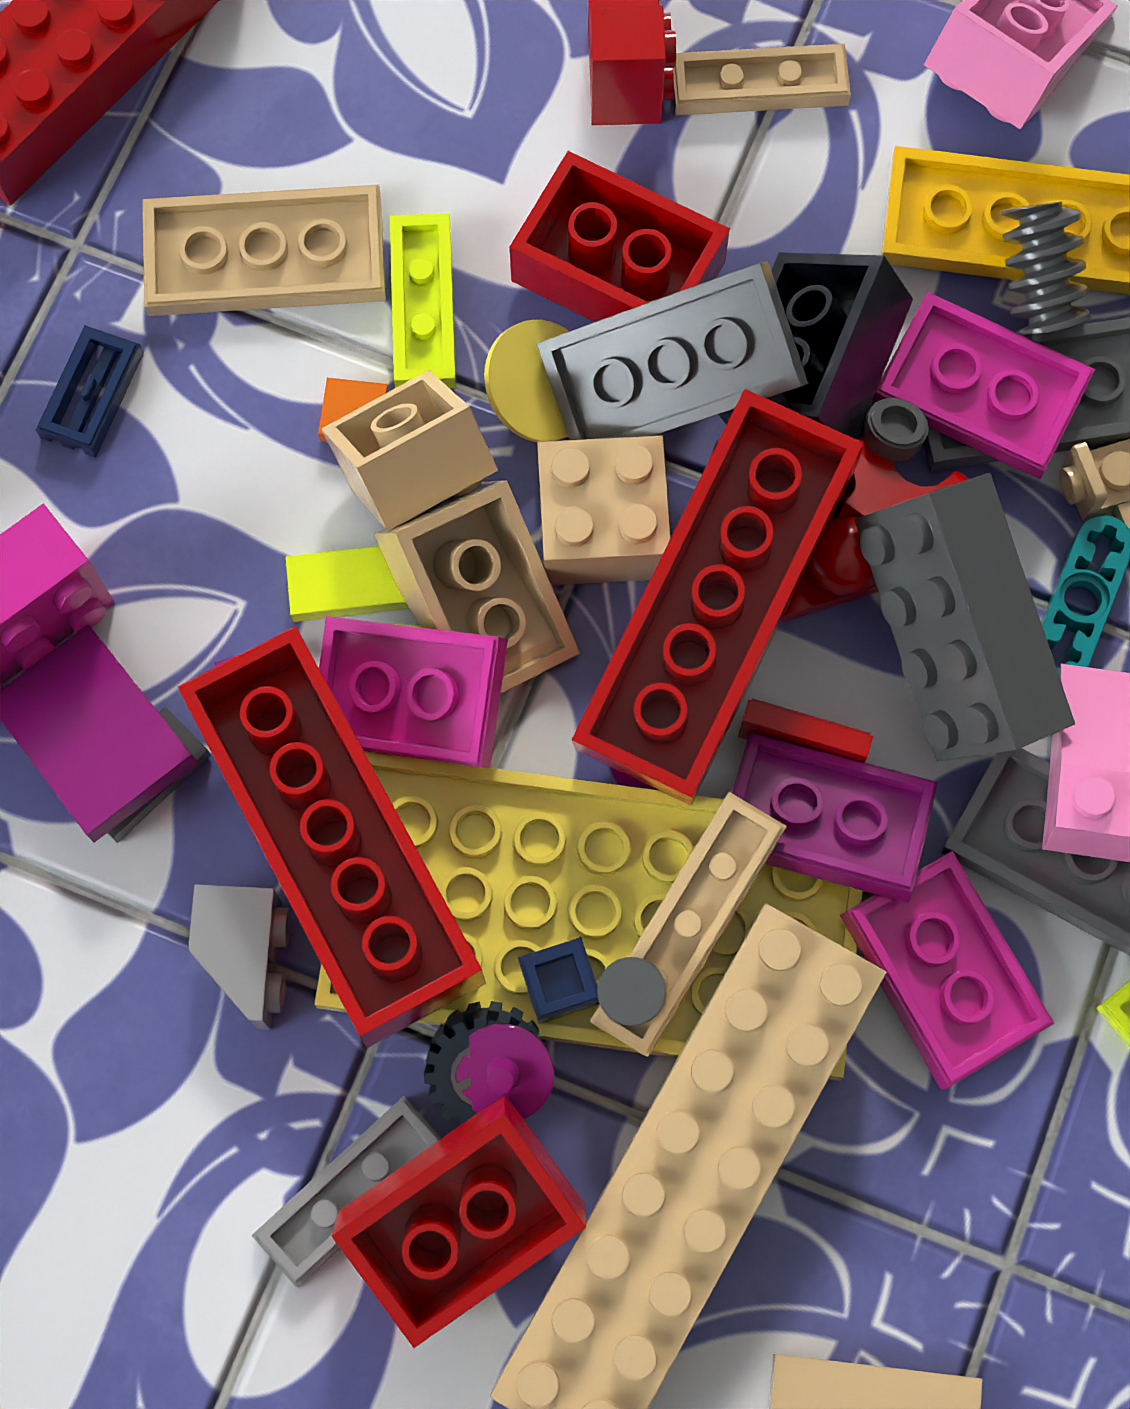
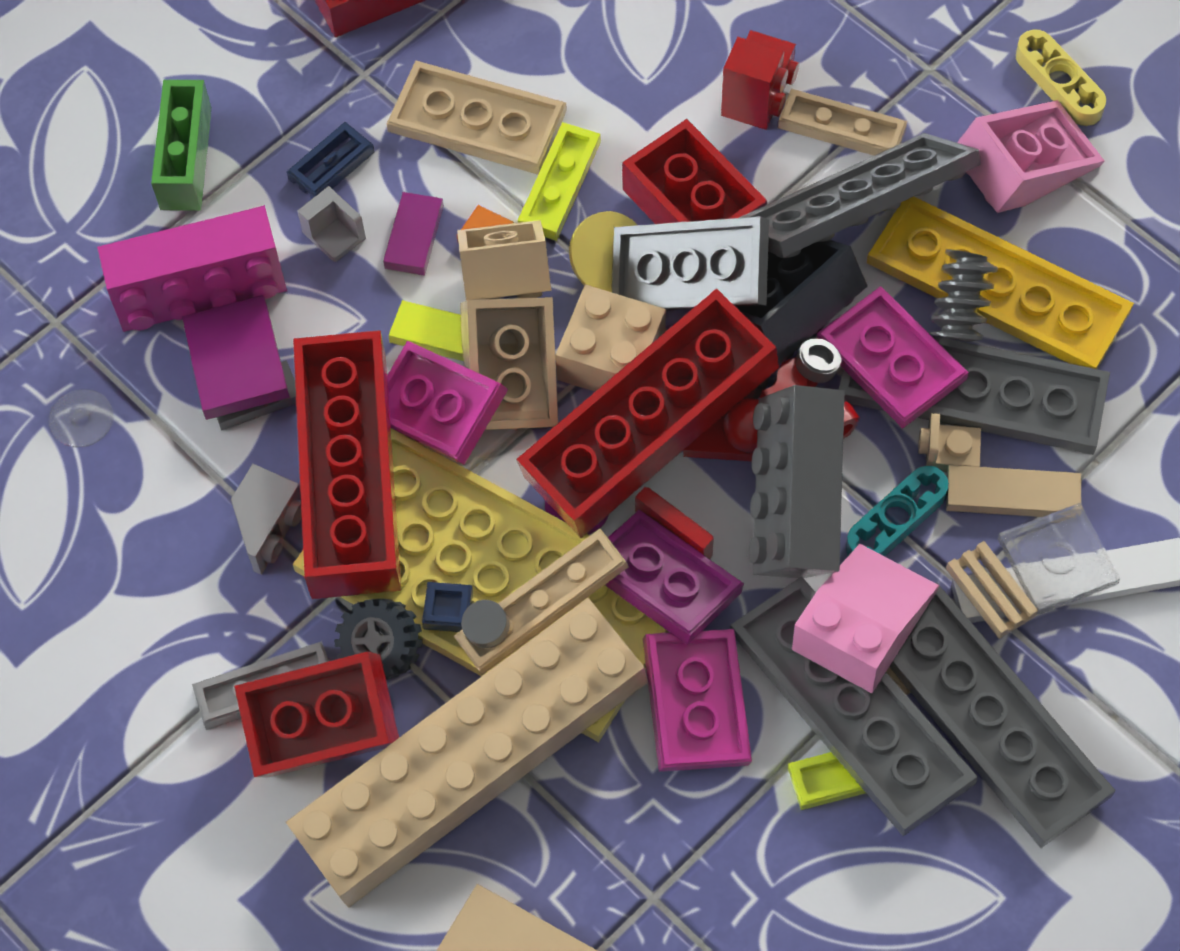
camera: 25 degrees right, 10 degrees down
(137, 484) = (331, 224): none -> light grey panel
(255, 452) = (413, 233): none -> magenta tile
(508, 1063) = (392, 637): magenta piece -> none
(845, 170) = (863, 191): none -> dark grey plate

